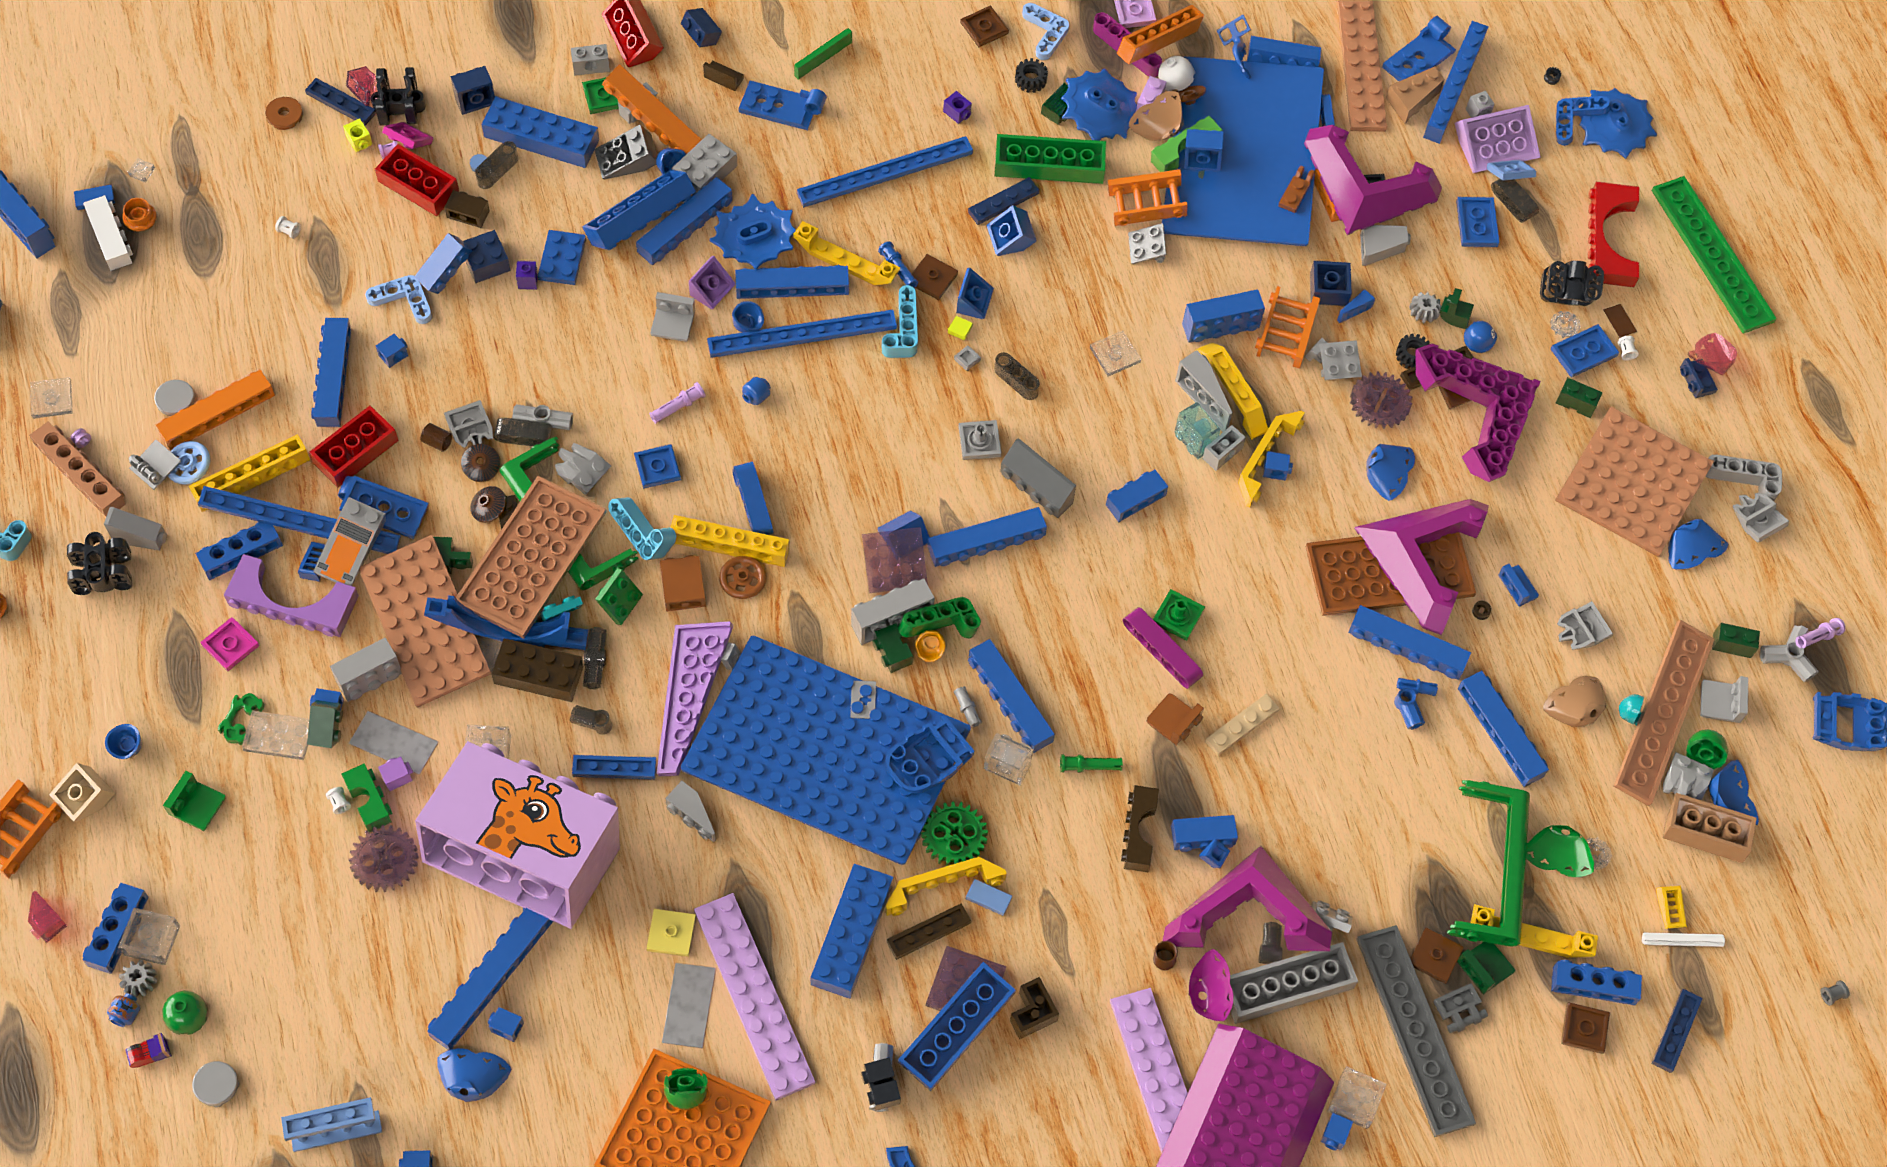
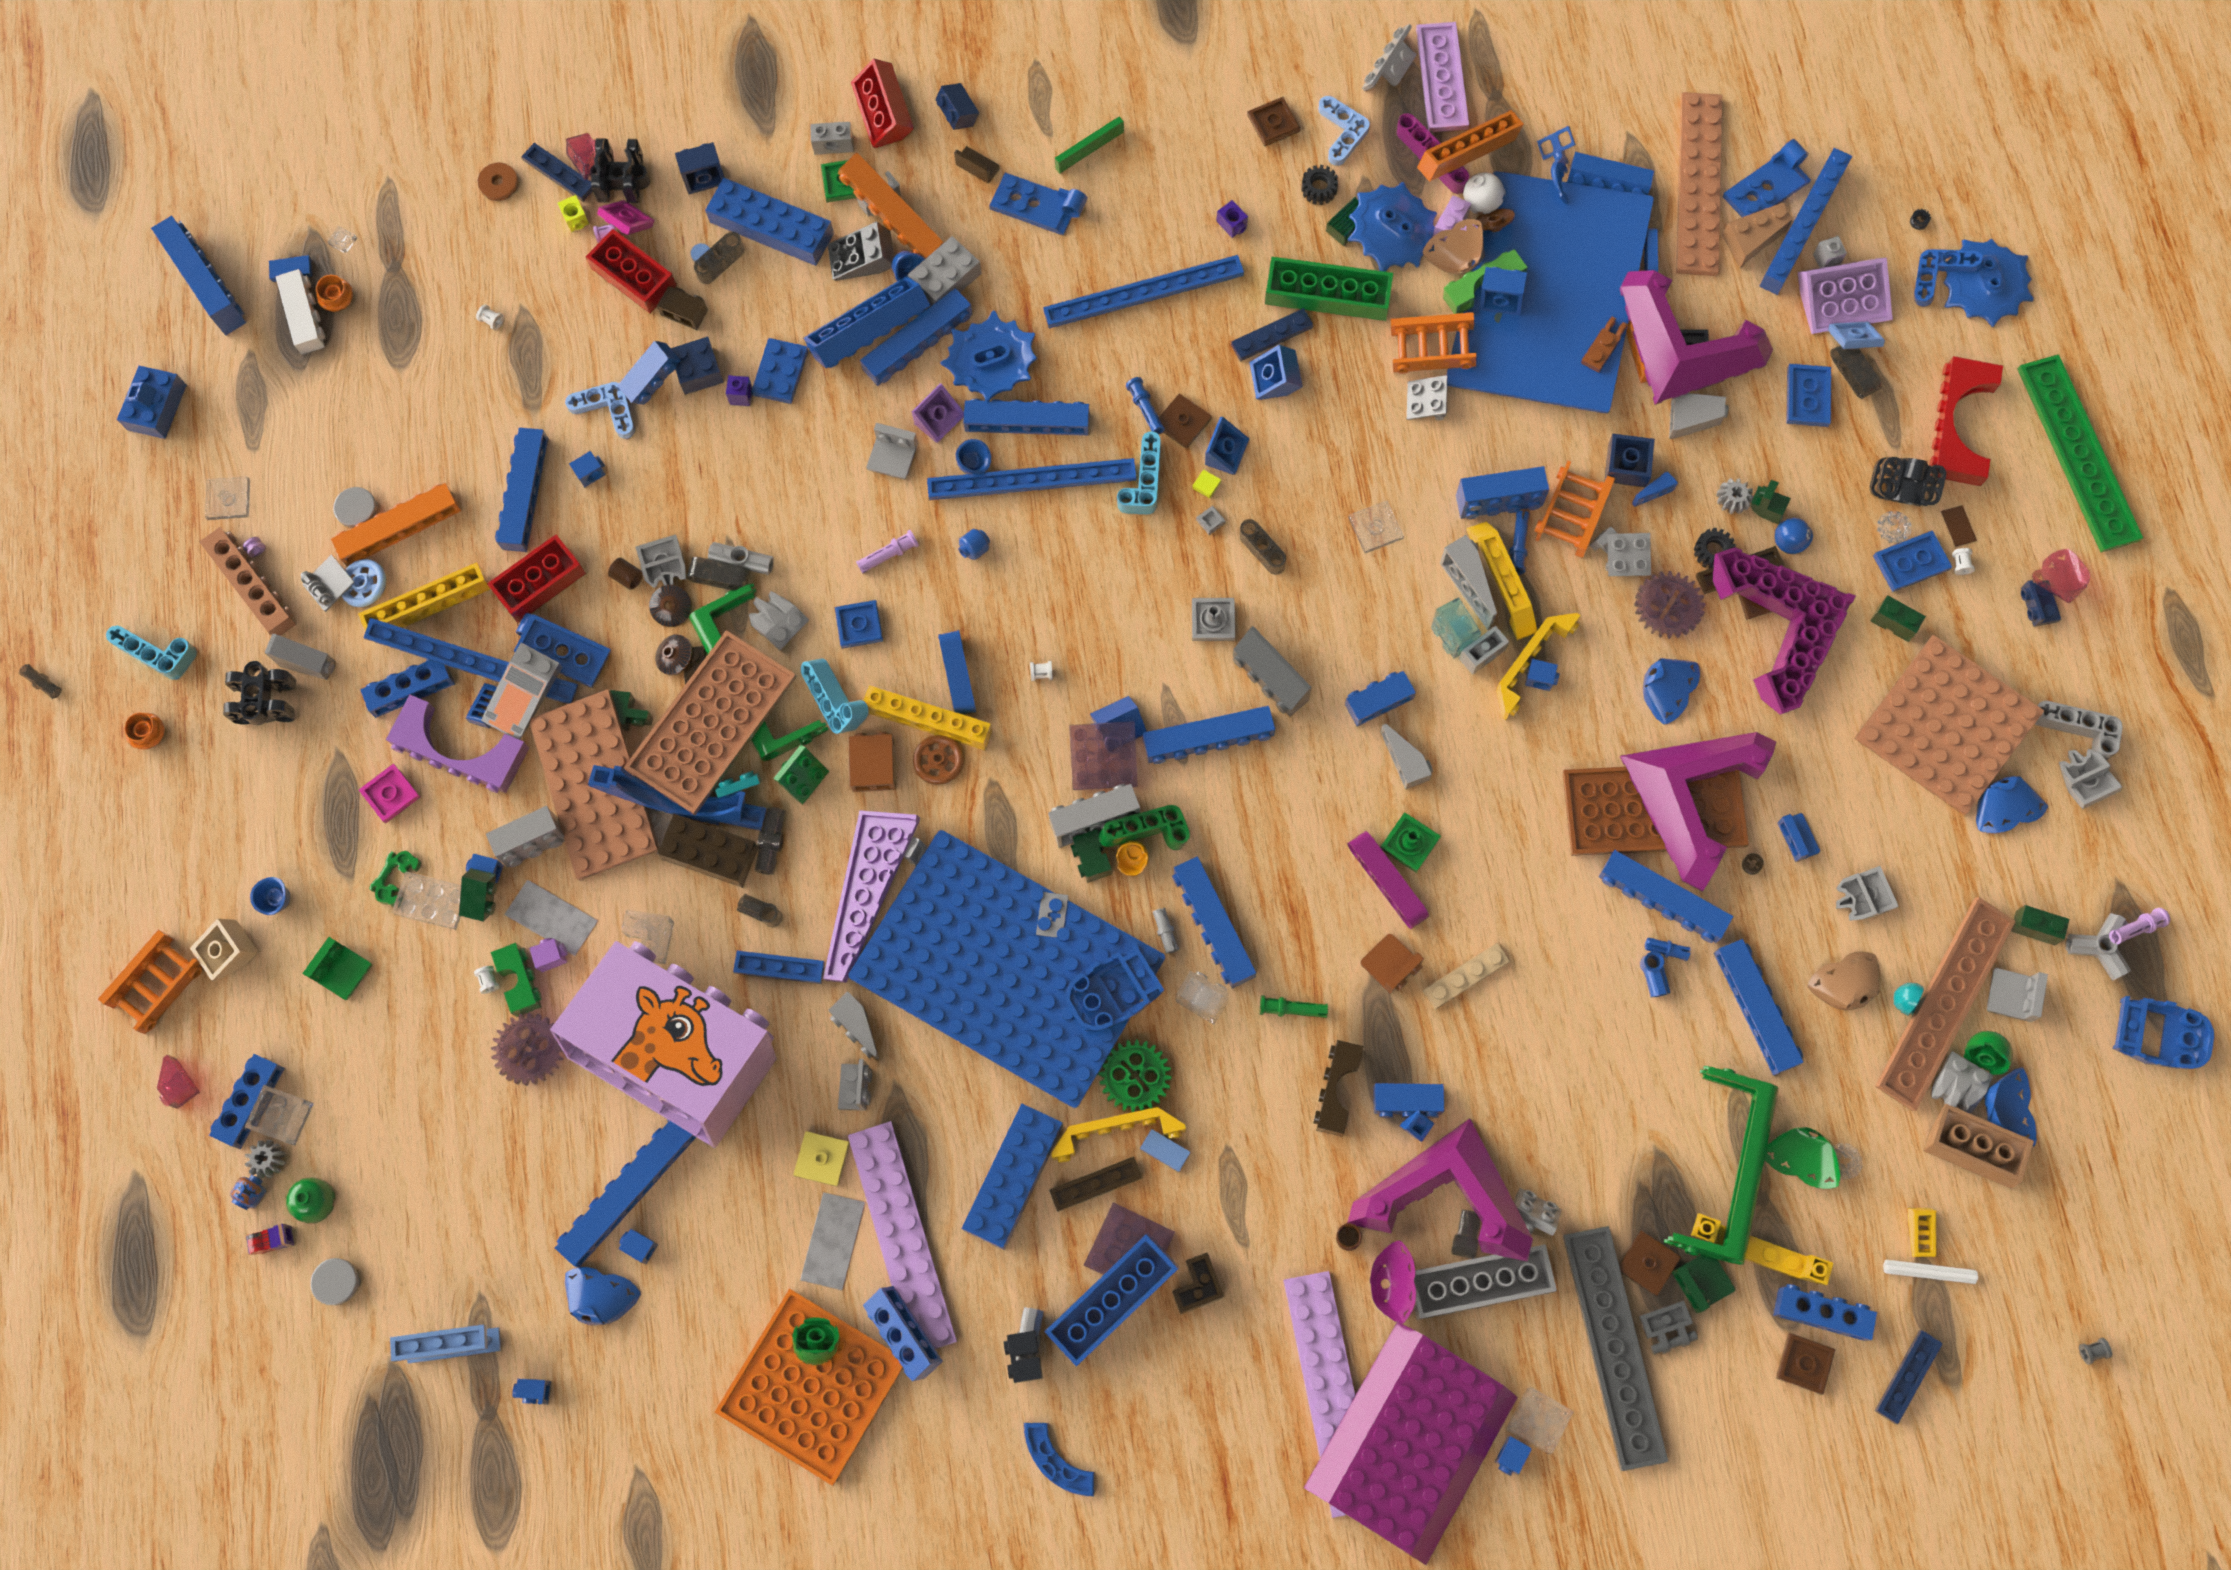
camera: 15 degrees right, 10 degrees up
(696, 865) = (854, 1086): none -> light grey bracket
(789, 1096) = (902, 1322): none -> blue brick
(829, 494) = (1041, 671): none -> white bush
(834, 255) = (1079, 389): yellow slope -> none
(1167, 545) = (1408, 760): none -> light grey slope
(1243, 363) = (1518, 551): none -> blue pin

